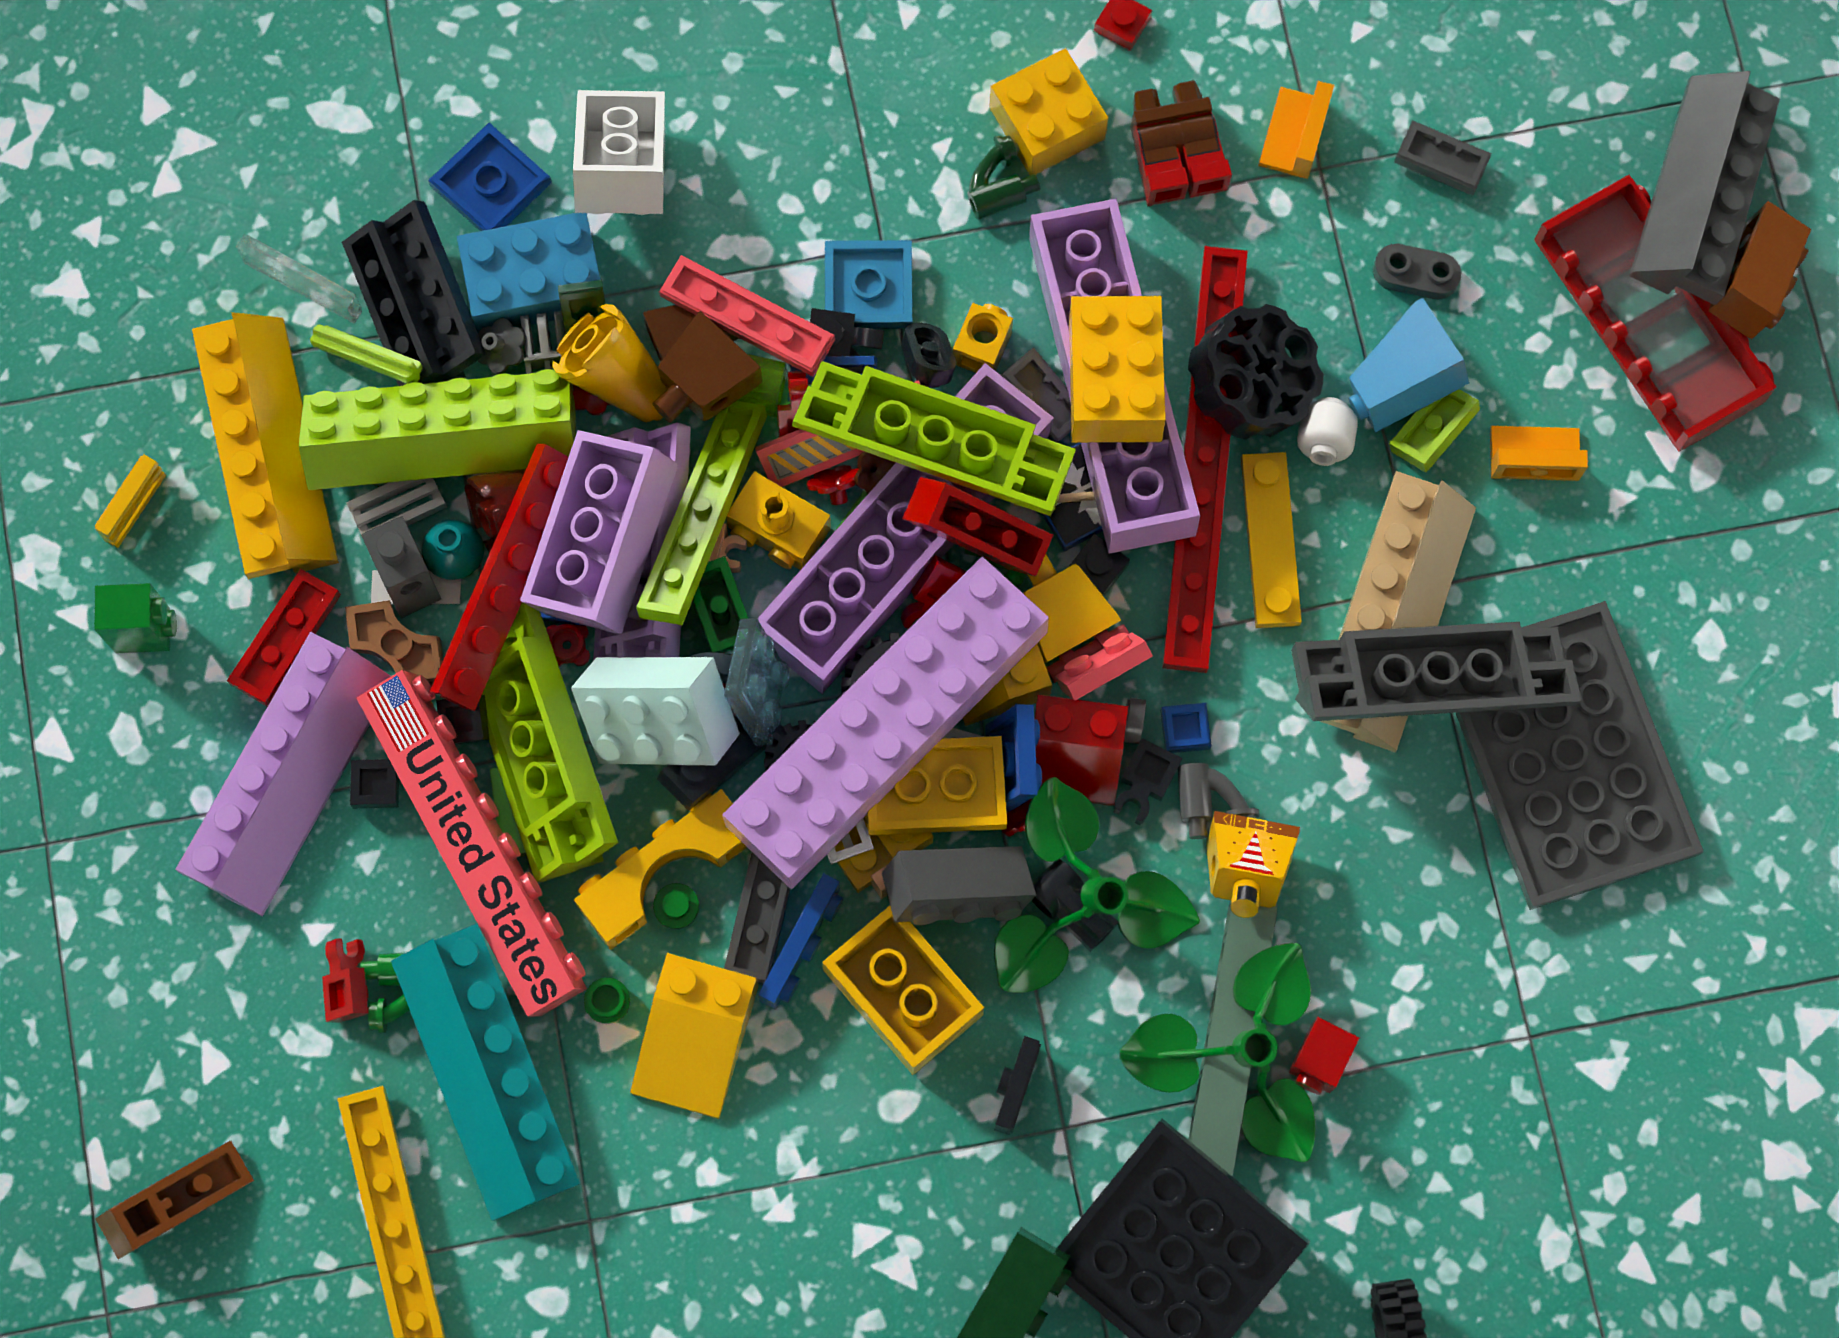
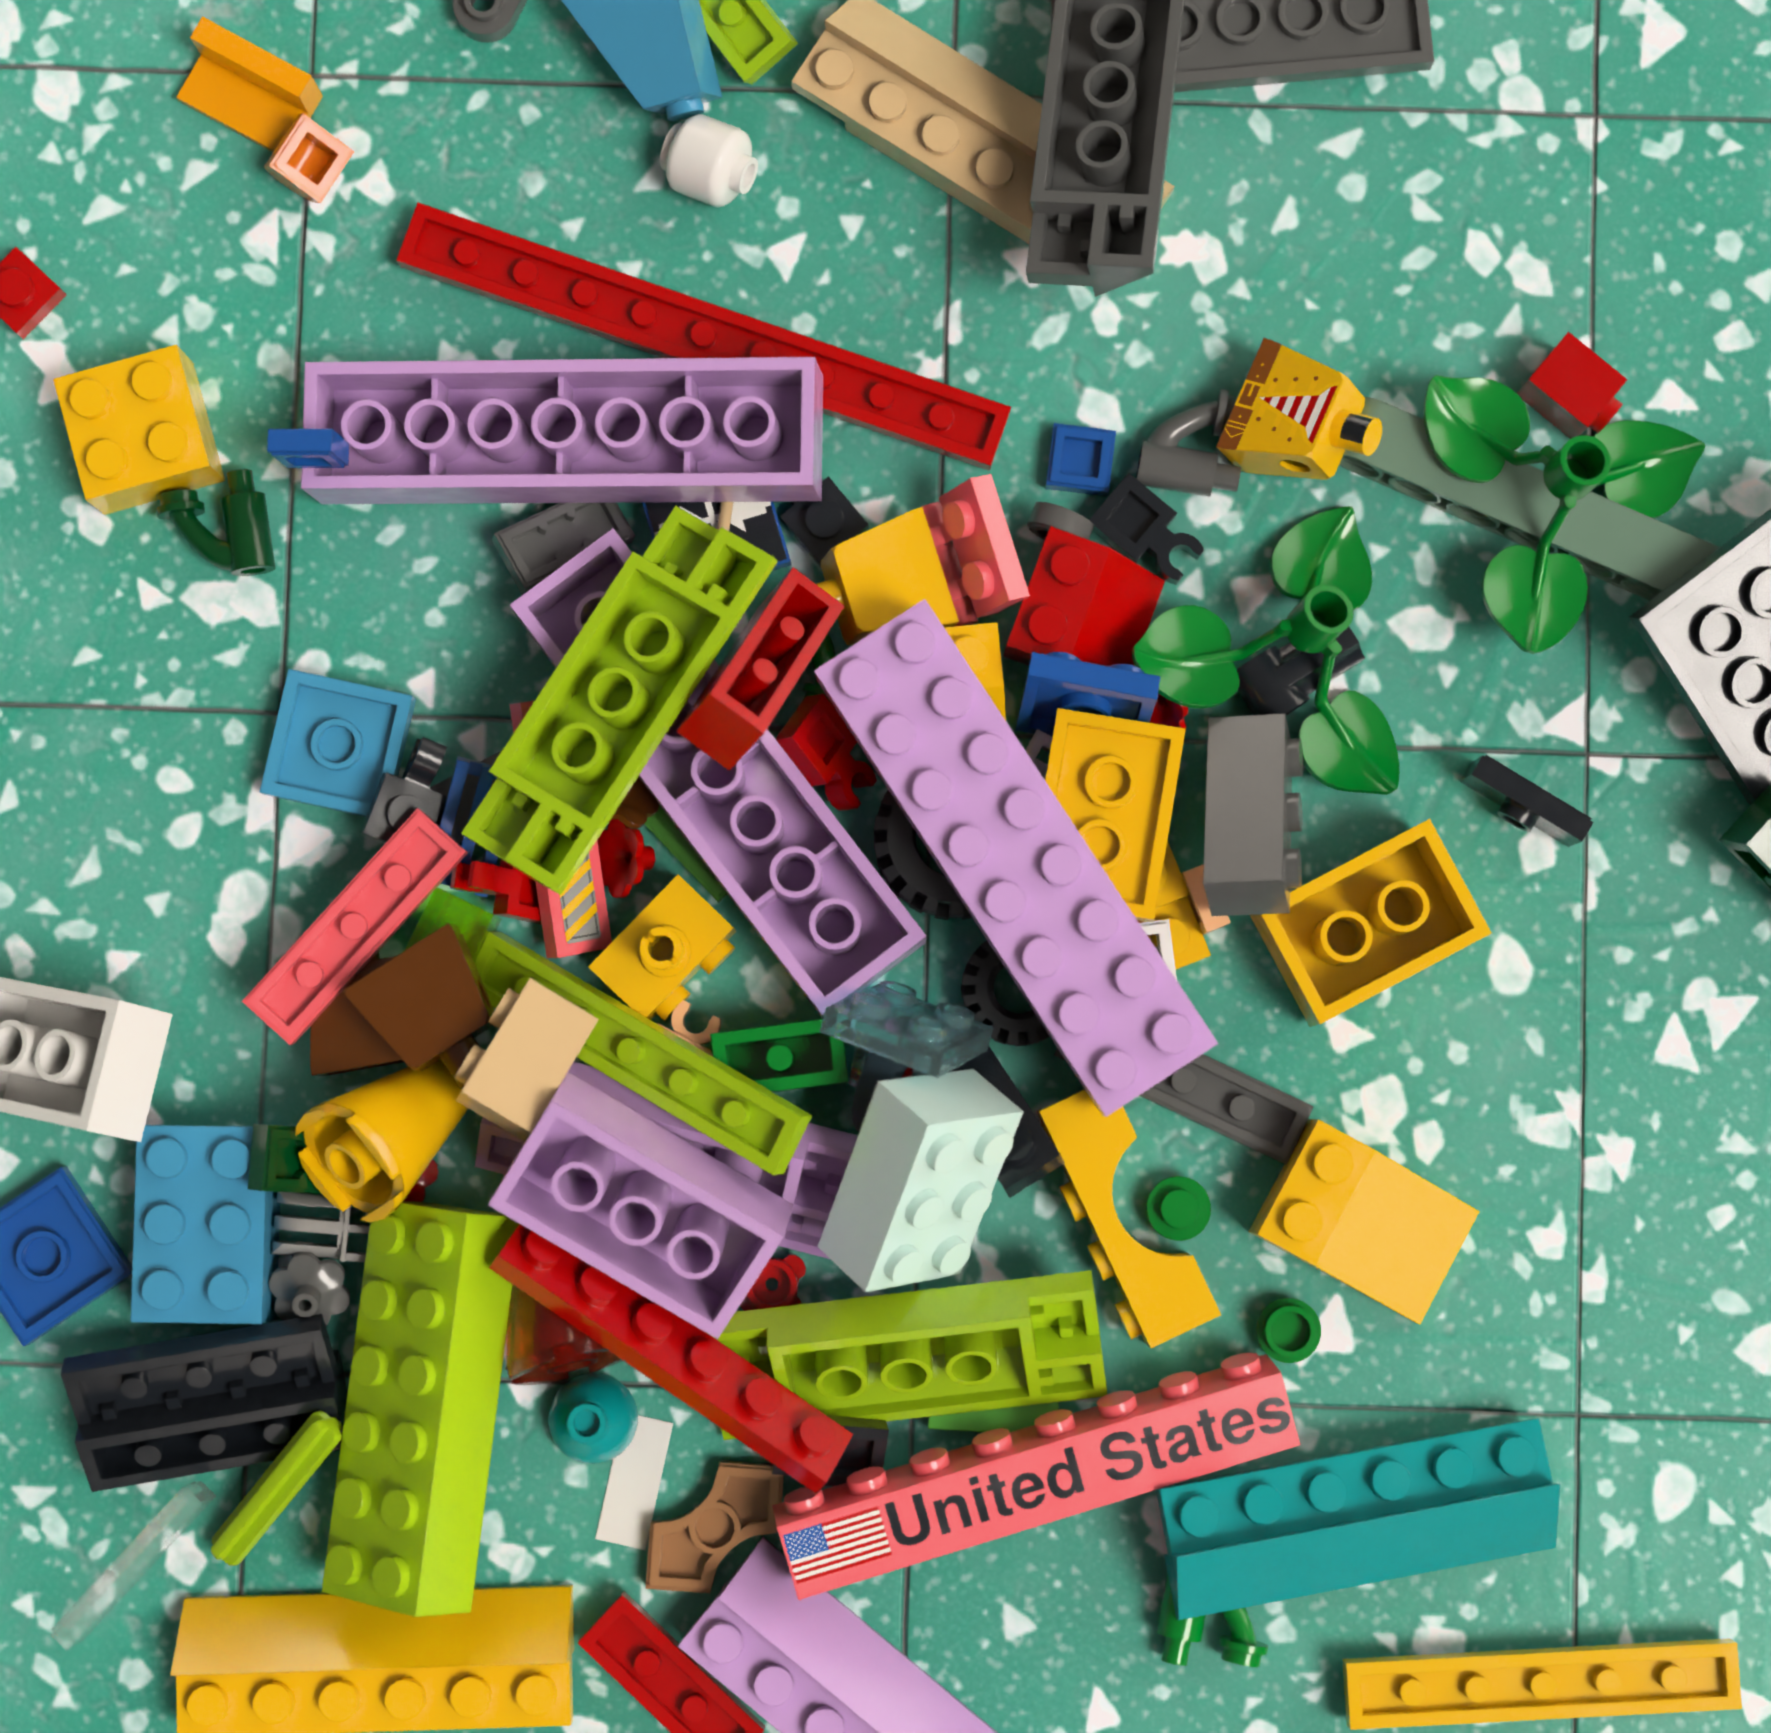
camera: 75 degrees left, 10 degrees up
(345, 986) = (1194, 1691): red plate -> none
(373, 784) = (915, 1597): black plate -> none
(392, 489) = (520, 1539): white tile -> none
(400, 564) = (608, 1498): dark grey torso -> none
(683, 433) = (526, 1058): none -> tan brick
(801, 943) = (1271, 1047): blue plate -> none
(928, 354) = (468, 683): black plate -> none
(973, 354) = (480, 621): yellow brick -> none
(1056, 209) = (308, 448): none -> blue tile
(1116, 369) = (576, 417): yellow brick -> none
(1178, 145) = (232, 260): hips -> none
(1255, 371) = (603, 222): black connector -> none
(1259, 176) = (308, 159): none -> brick
(1271, 540) = (841, 278): yellow plate -> none

